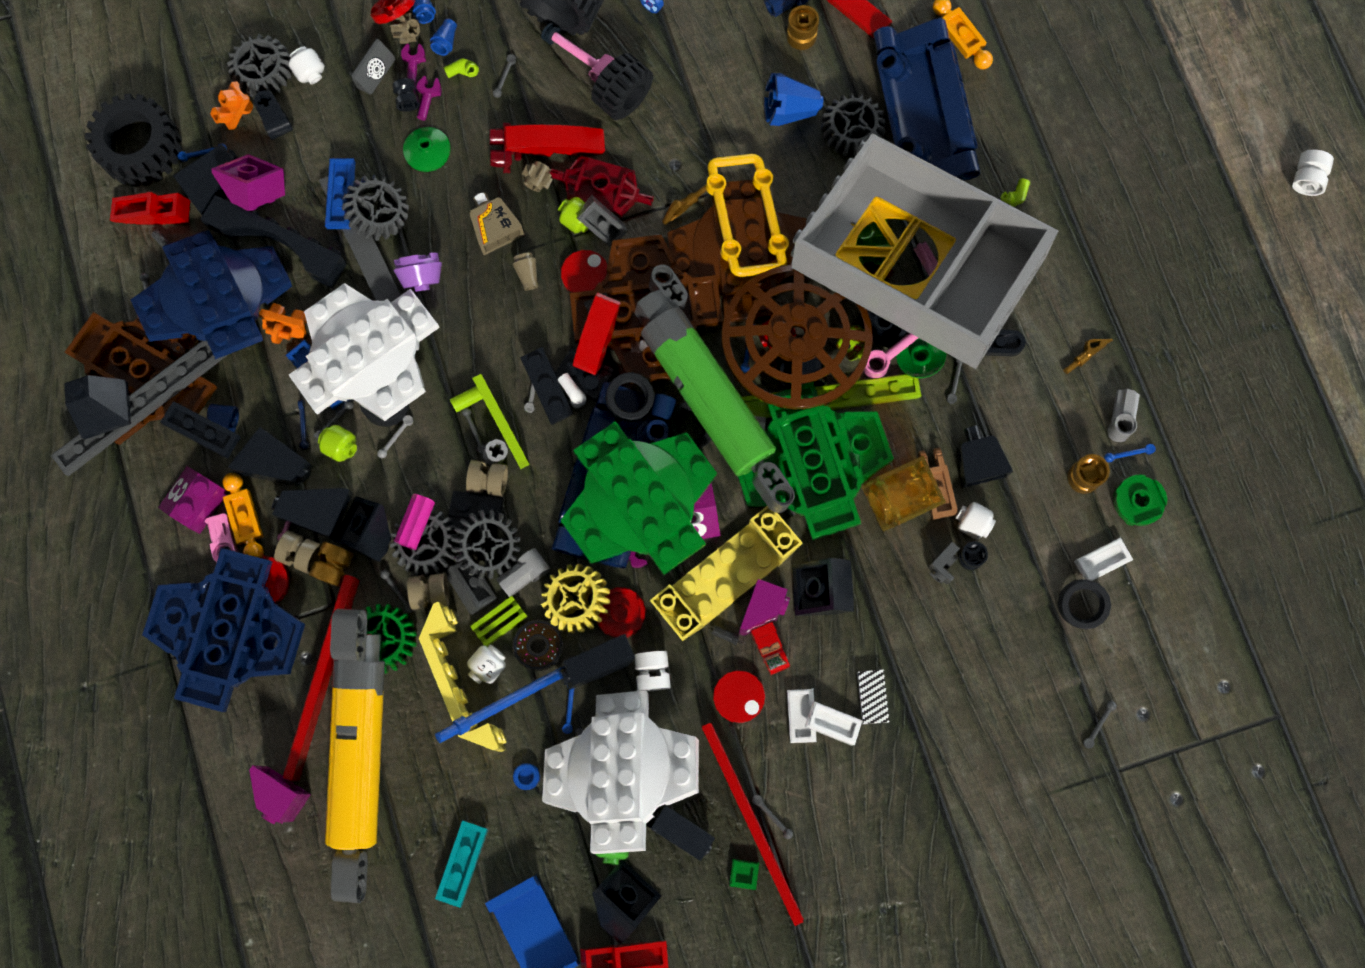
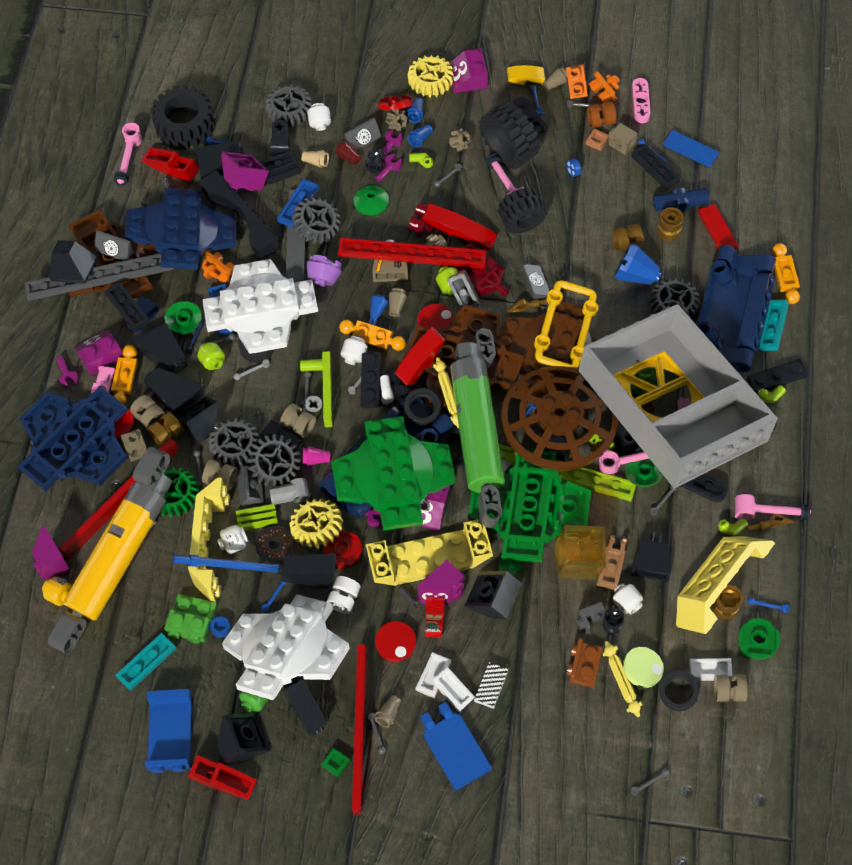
camera: 25 degrees right, 15 degrees down
(84, 200) = (133, 139): none -> bright pink piece
(138, 357) = (113, 246): none -> dark grey slope
(167, 545) = (66, 373): none -> magenta bar
(232, 106) = (258, 122): orange hips -> none
(266, 403) = (183, 311): none -> green dish
(293, 154) = (281, 167): none -> black plate
(304, 601) = (134, 444): none -> dark tan brick
(307, 828) = (56, 590): none -> yellow head
(332, 122) = (316, 158): none -> tan cone
(366, 99) = (347, 153): none -> clear red cone
(414, 521) = (234, 423): dark pink axle -> none
(486, 784) = (190, 619): none -> bright green plate
(496, 22) = (459, 139): none -> dark tan gear
(506, 285) = (378, 304): none -> blue cone
(507, 357) = (353, 350): none -> white head
(516, 201) = (412, 253): none -> red tile
(519, 326) = (373, 335): none -> light orange plate
(528, 513) = (314, 456): none -> dark pink cone
(648, 361) = (447, 389): none -> light yellow wheel
(679, 171) = (535, 281): none -> slope
(758, 68) = (623, 237): none -> pearl gold wheel
(774, 786) = (387, 713): none -> dark tan cone
(822, 544) = (510, 566): none -> green plant
(869, 792) = (454, 748): none -> blue tile
(964, 621) = (585, 664): none -> dark orange bracket
(980, 105) = (774, 325): none -> teal plate
(1012, 167) = (778, 375): none -> black plate
(1014, 619) = (624, 684): none -> light yellow wheel
(1031, 595) = (643, 667): none -> yellowish green tile
(1048, 380) = (732, 529): none -> lime arm
(1054, 347) = (746, 507): none -> bright pink piece
(1066, 452) = (712, 578): none -> light yellow slope
(1125, 414) = (776, 575): light grey piece -> none
(1138, 574) = (730, 688): none -> dark tan wheel

